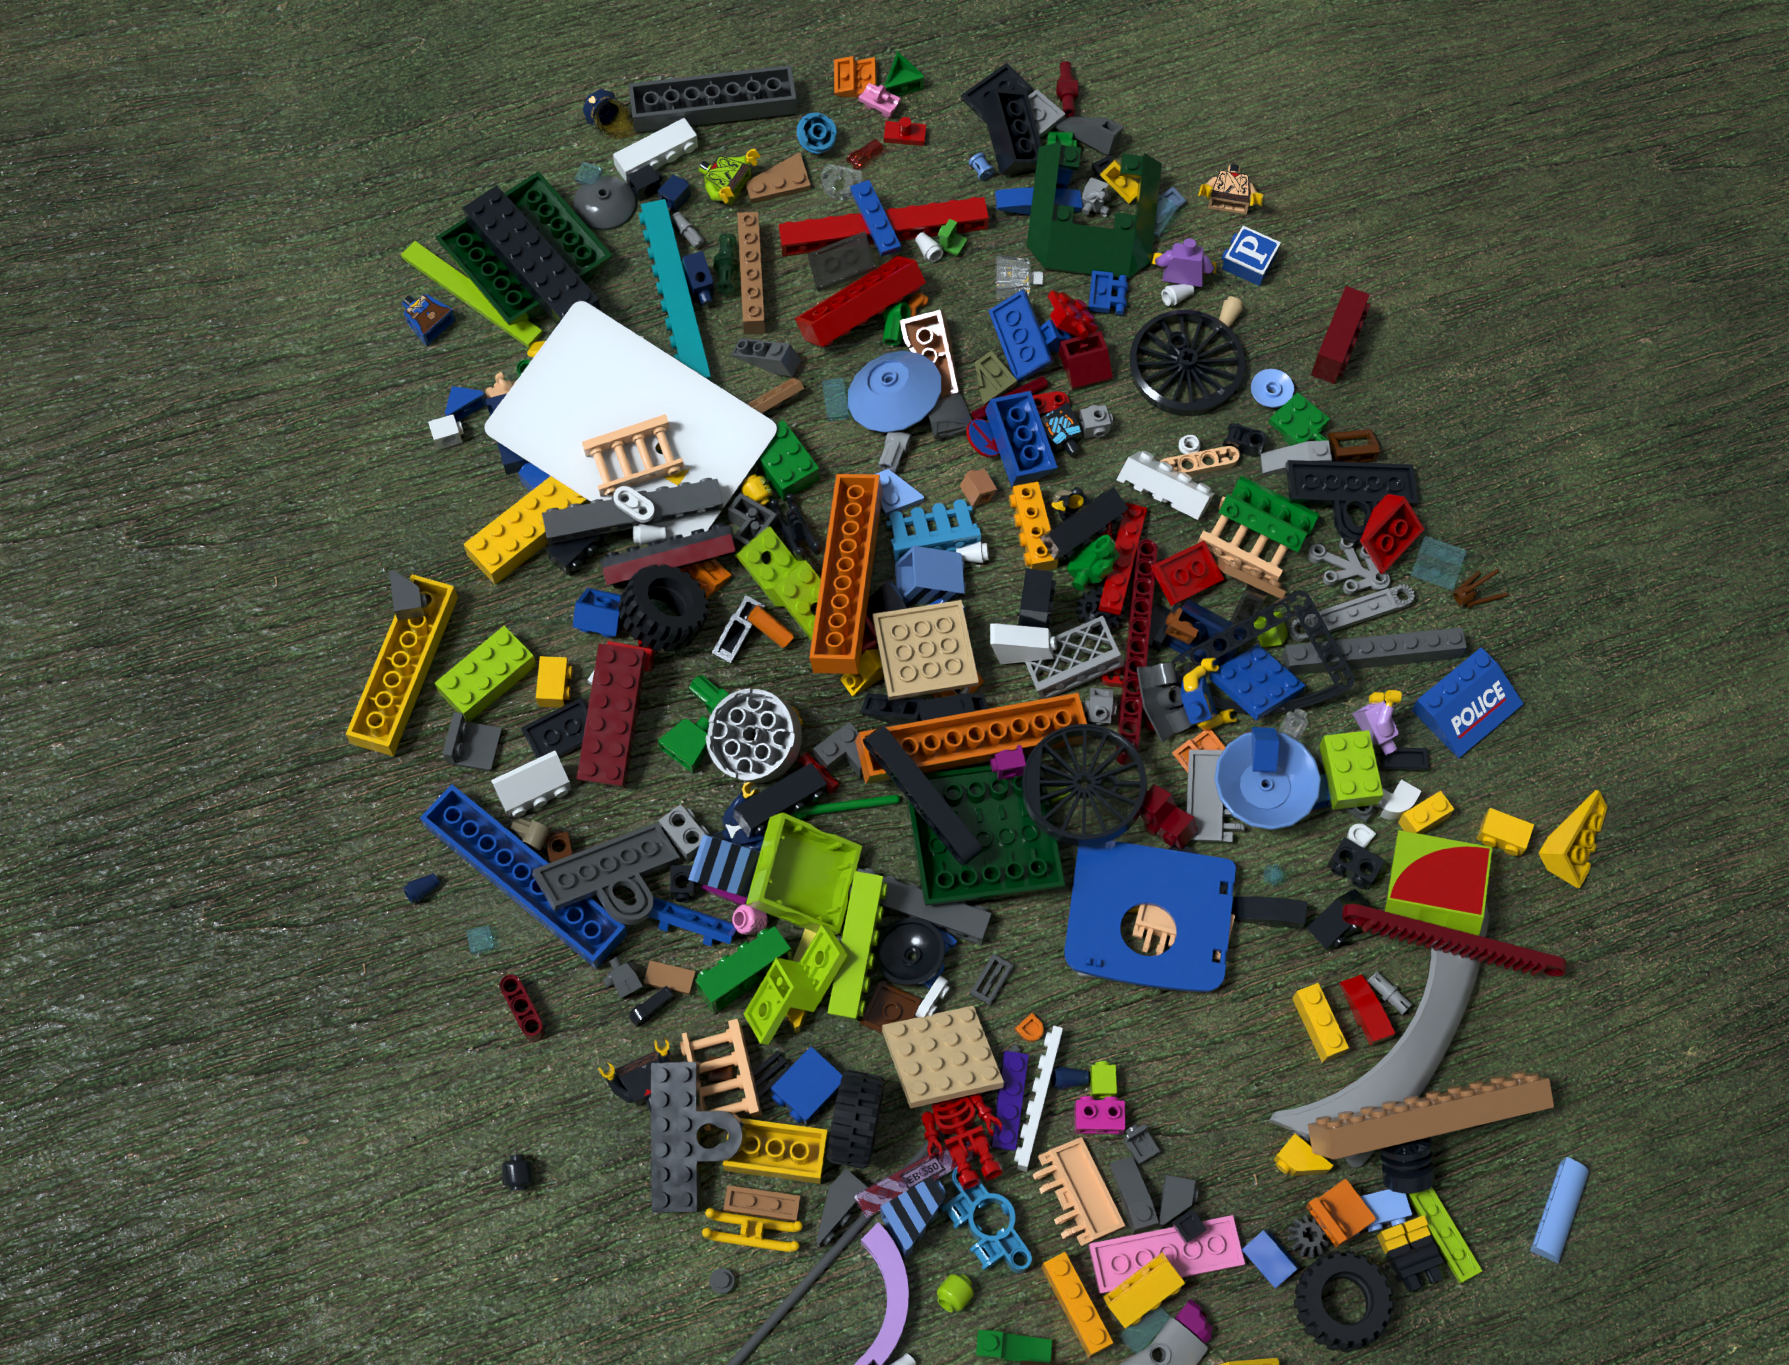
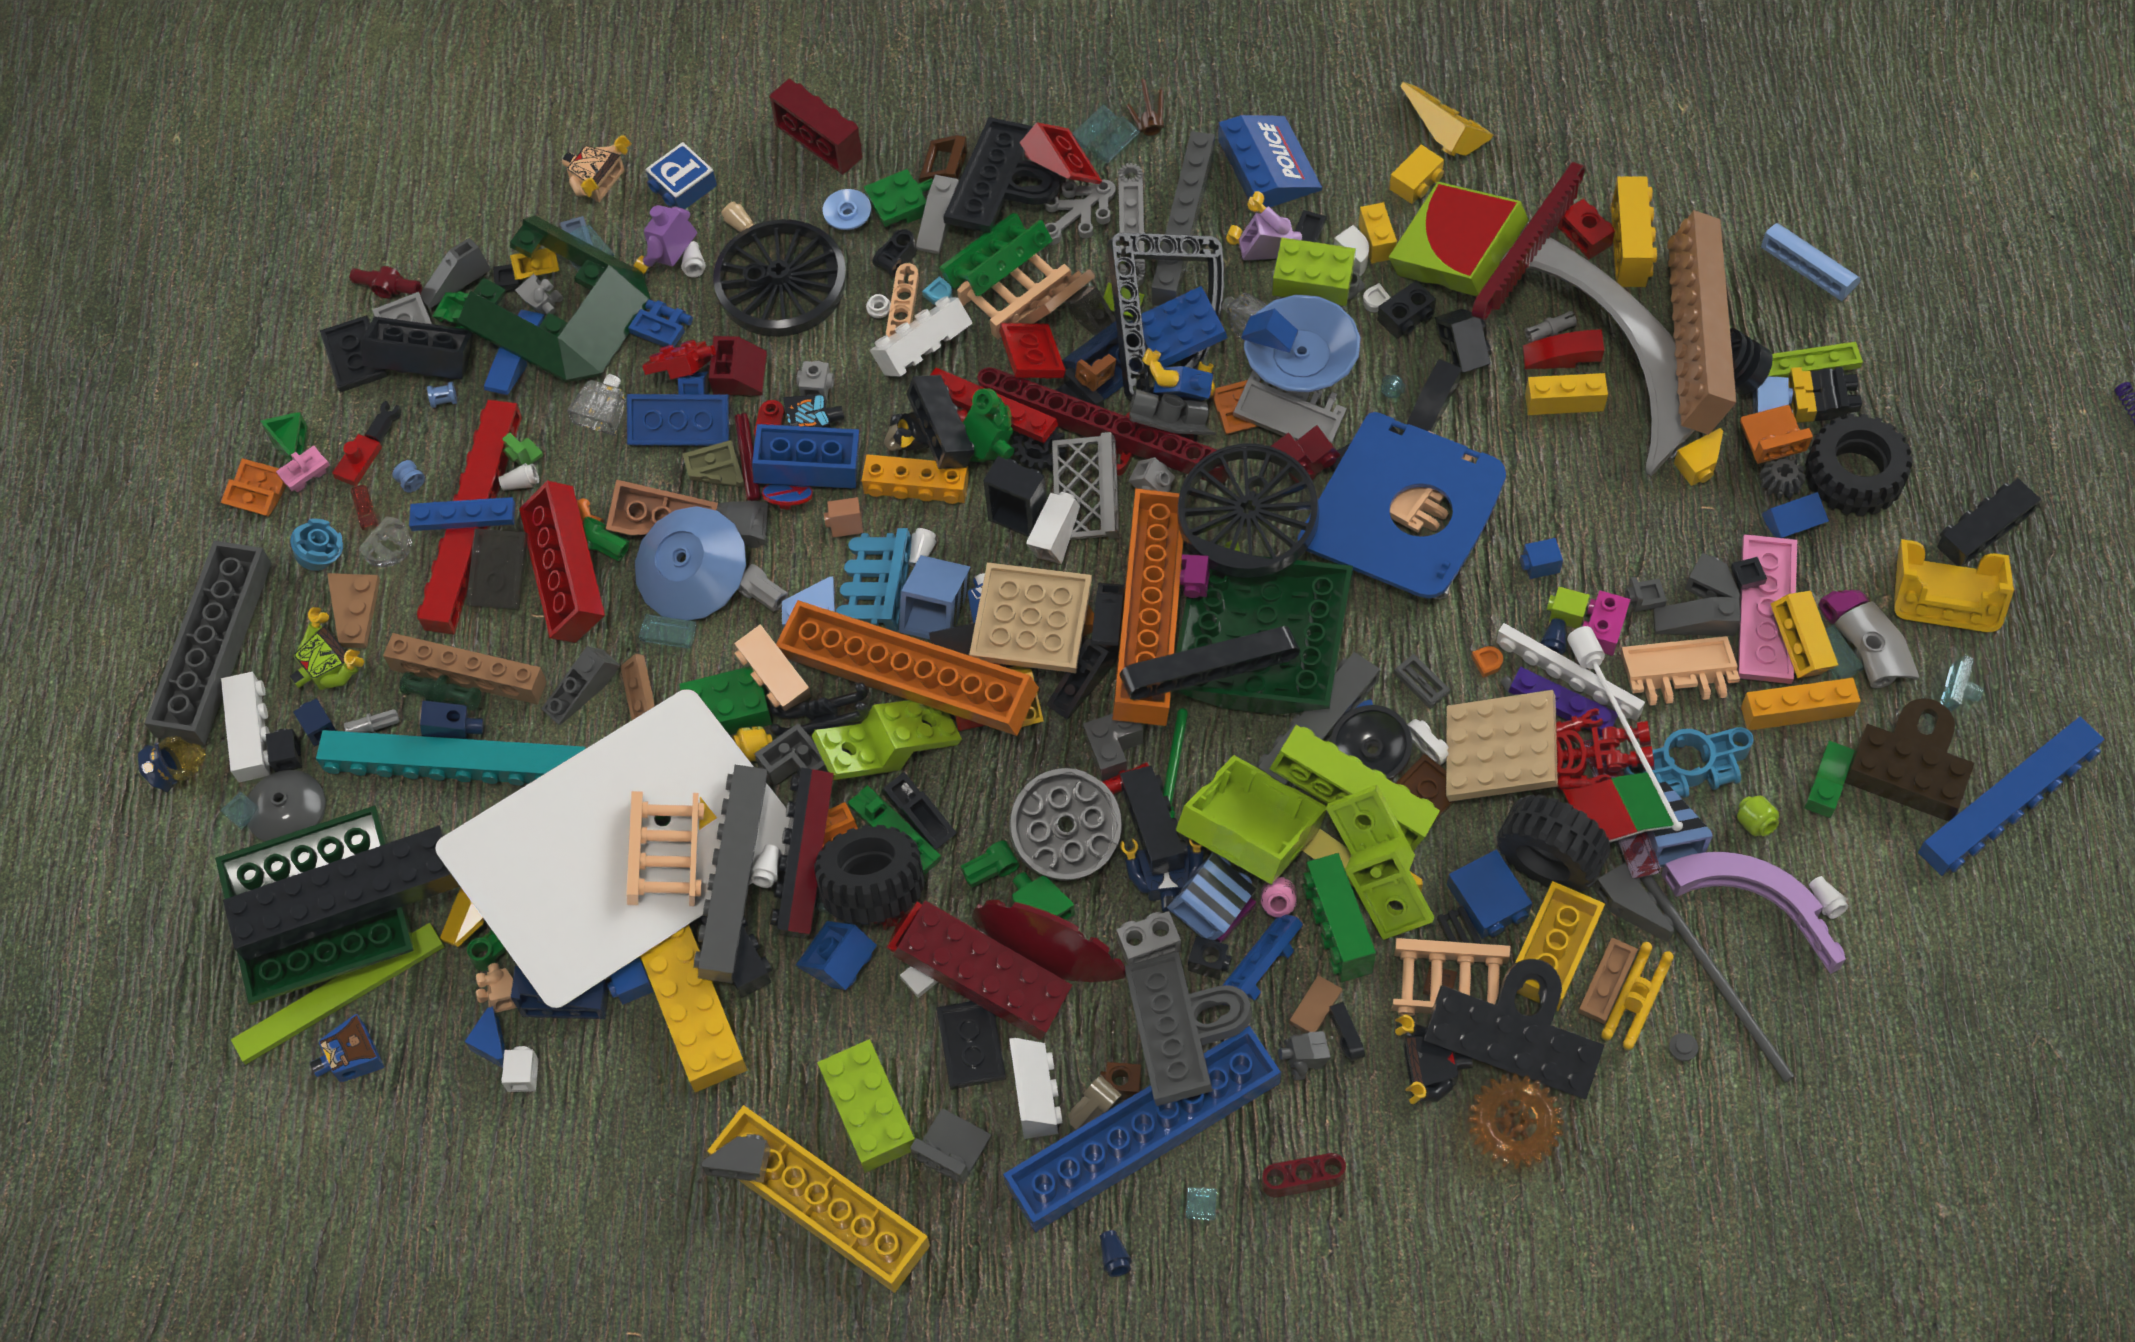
camera: 65 degrees left, 5 degrees down
(517, 1172) = (1501, 1231): black head -> none
(553, 682) = (906, 1032): yellow brick -> none
(634, 505) = (730, 859): white plate -> none
(635, 1164) = (1501, 1144): none -> clear orange gear
(649, 758) = (1048, 941): none -> dark red brick
(718, 618) = (869, 803): none -> green hinge
(770, 626) = (932, 773): orange brick -> none
(815, 479) = (771, 669): none -> light nougat slope
(901, 172) = (408, 476): none -> medium blue wheel
(914, 1169) = (1626, 802): none -> flag
(939, 136) = (383, 422): none -> black bar
(1143, 1045) = (1541, 558): none -> blue brick
(1223, 485) = (936, 290): none -> medium azure tile
(1499, 1006) = (1587, 229): none -> red brick
(1516, 1034) = (1633, 231): none -> yellow brick

